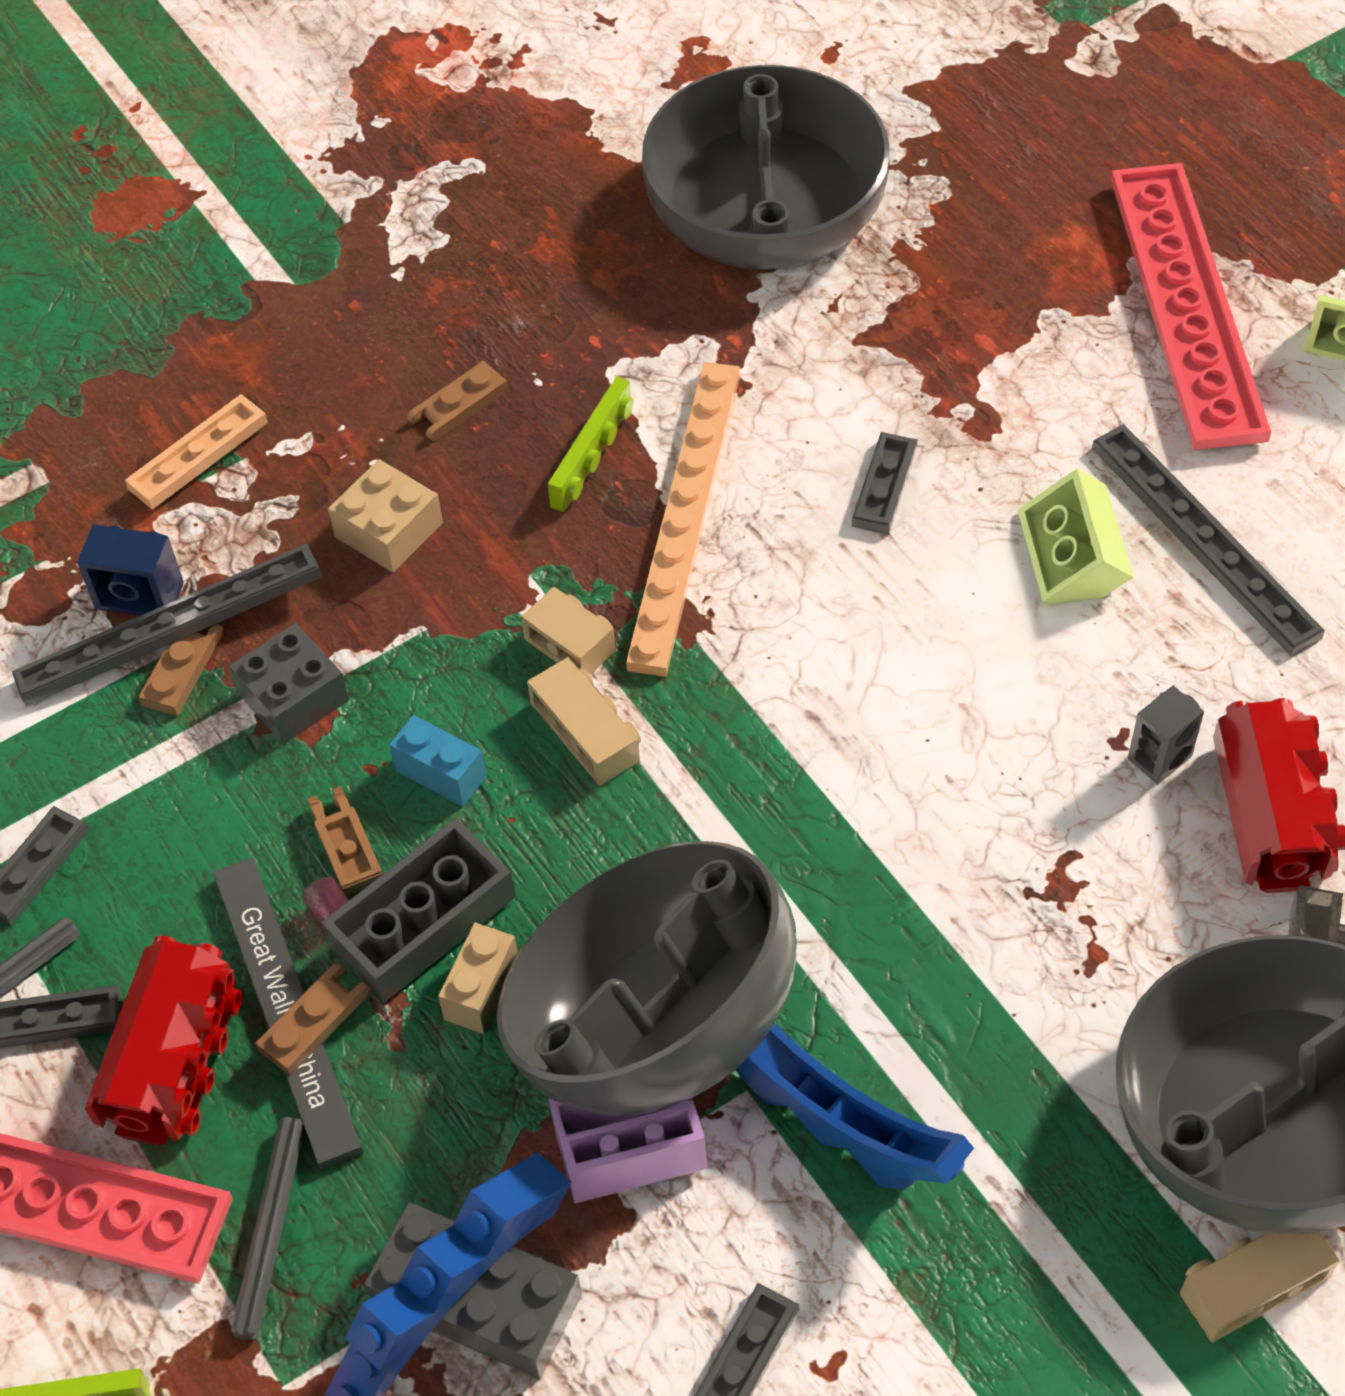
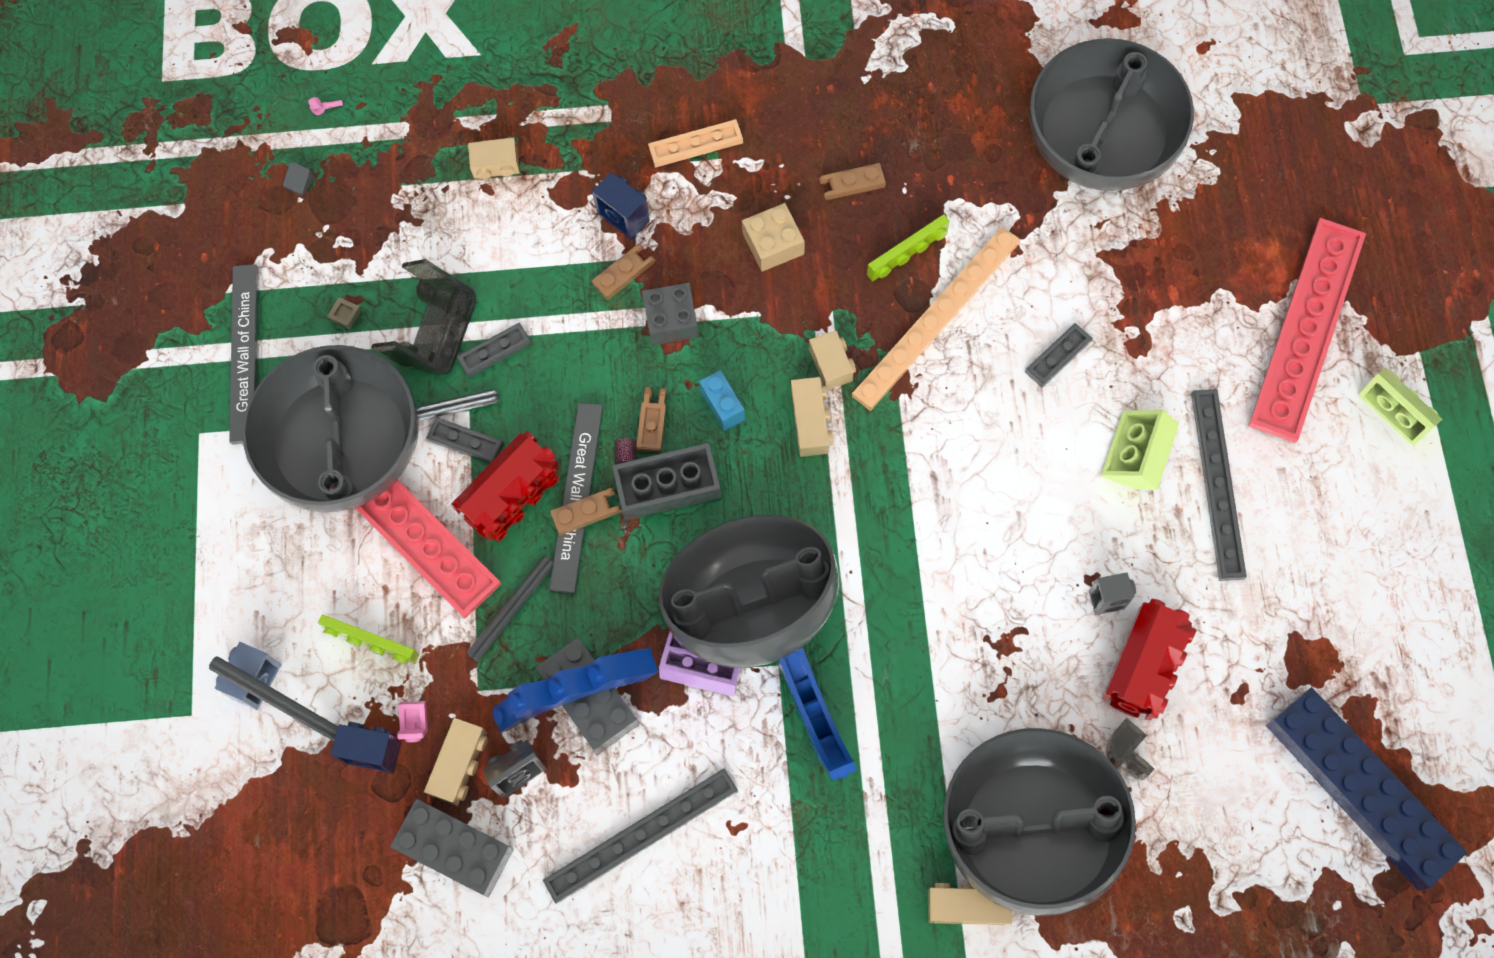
camera: 30 degrees right, 15 degrees up
(166, 624) = (627, 245): dark grey tile -> none
(477, 978) = (676, 534): tan brick -> none

